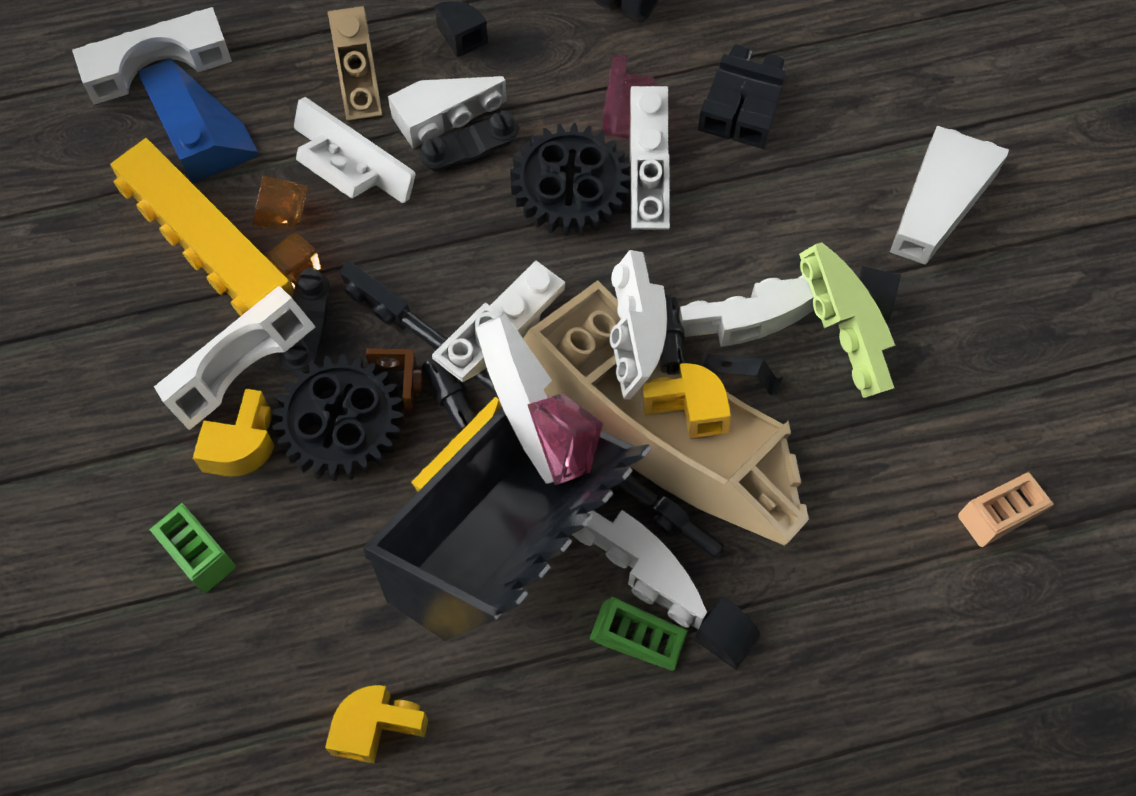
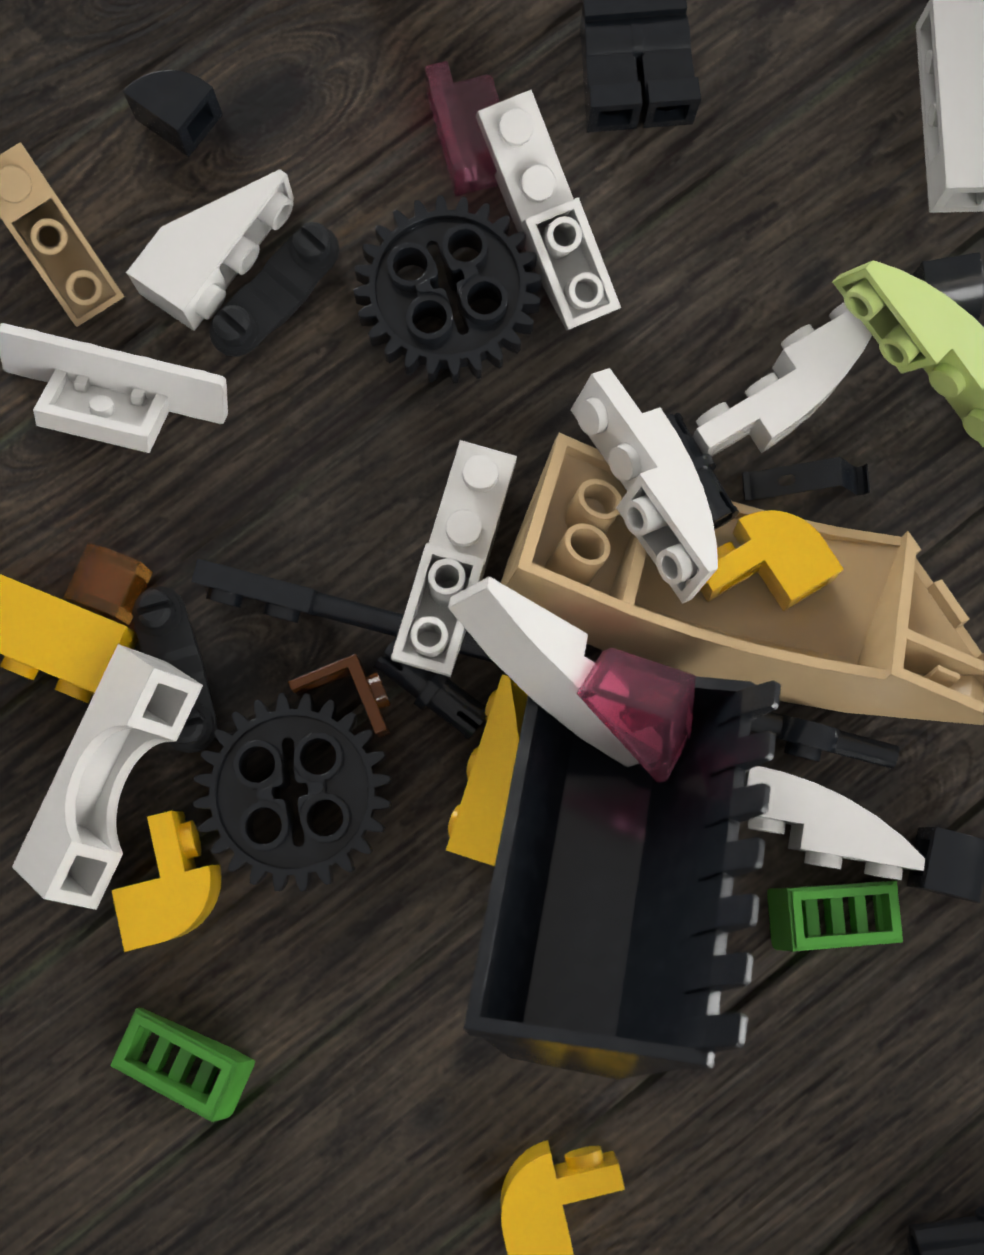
camera: 25 degrees left, 15 degrees up
(279, 203) = (47, 504): clear orange brick -> none

